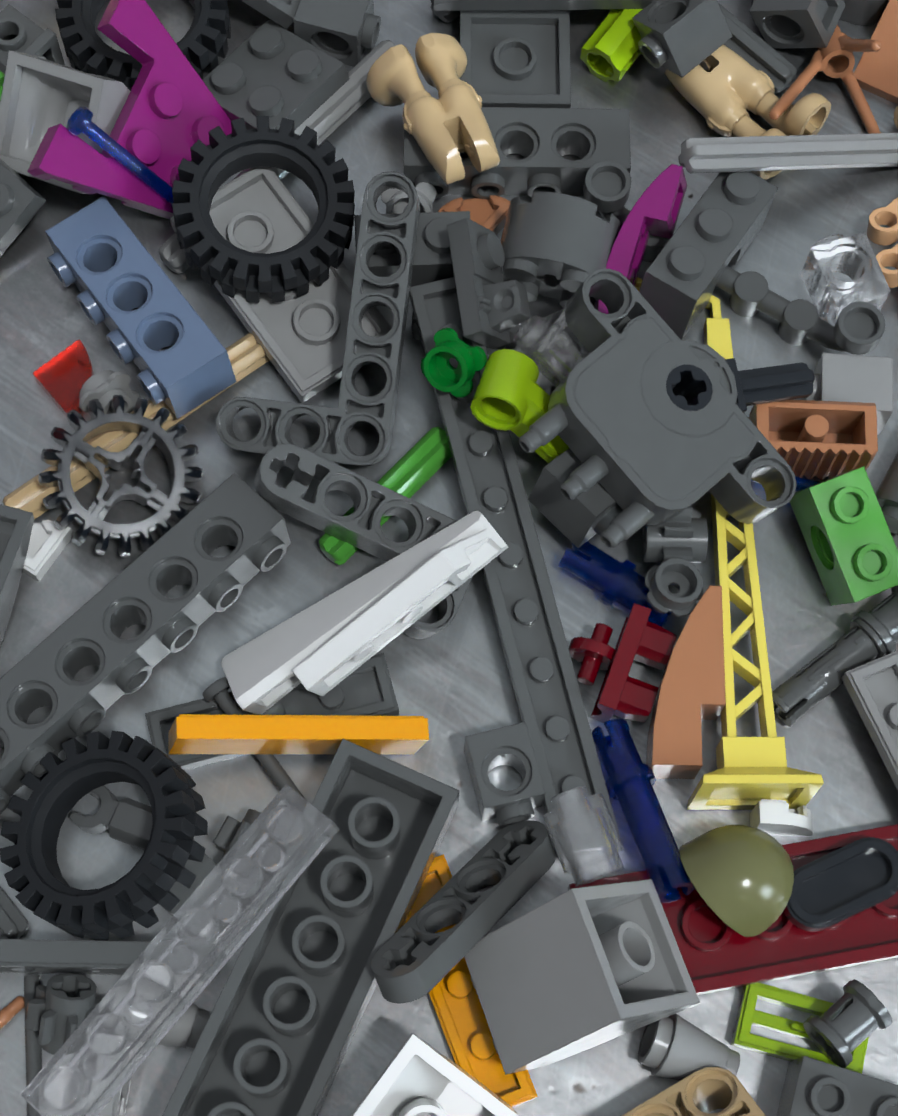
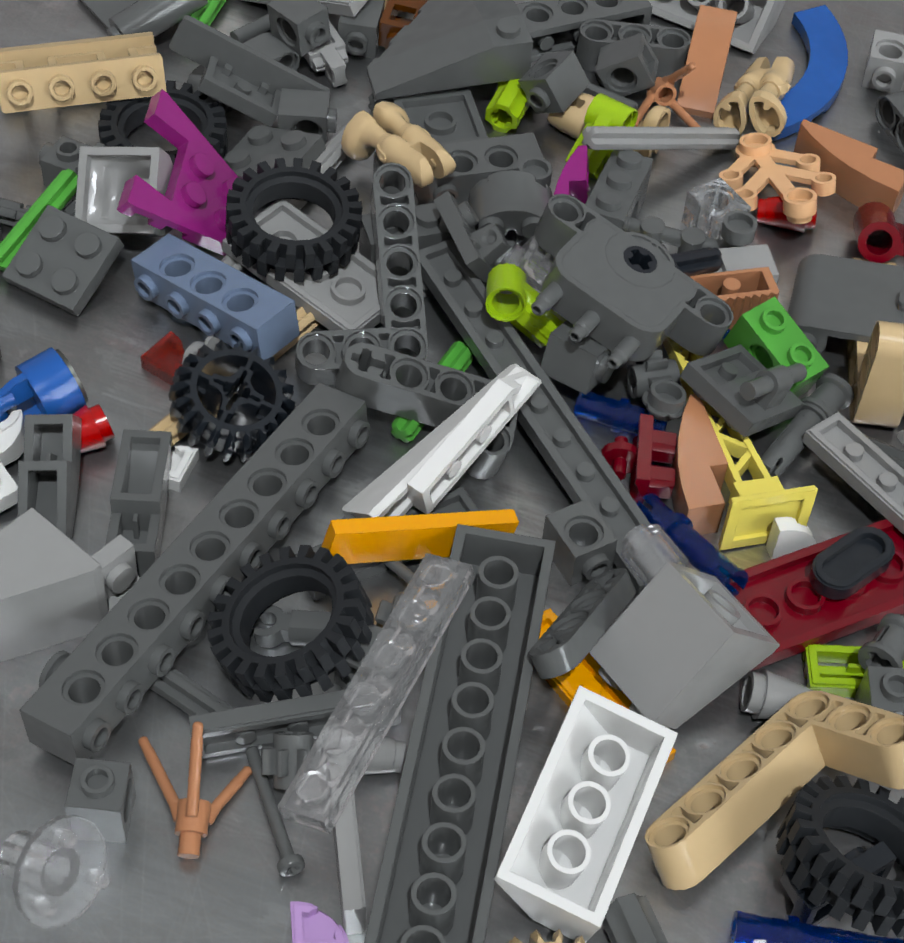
camera: 15 degrees left, 20 degrees down
(81, 122) = (150, 171): clear blue piece -> none
(442, 374) = (452, 293): green plate -> none
(732, 109) = (604, 112): none -> lime piece
(740, 876) = (781, 563): olive helmet -> none
(782, 593) = (744, 390): none -> dark grey plate

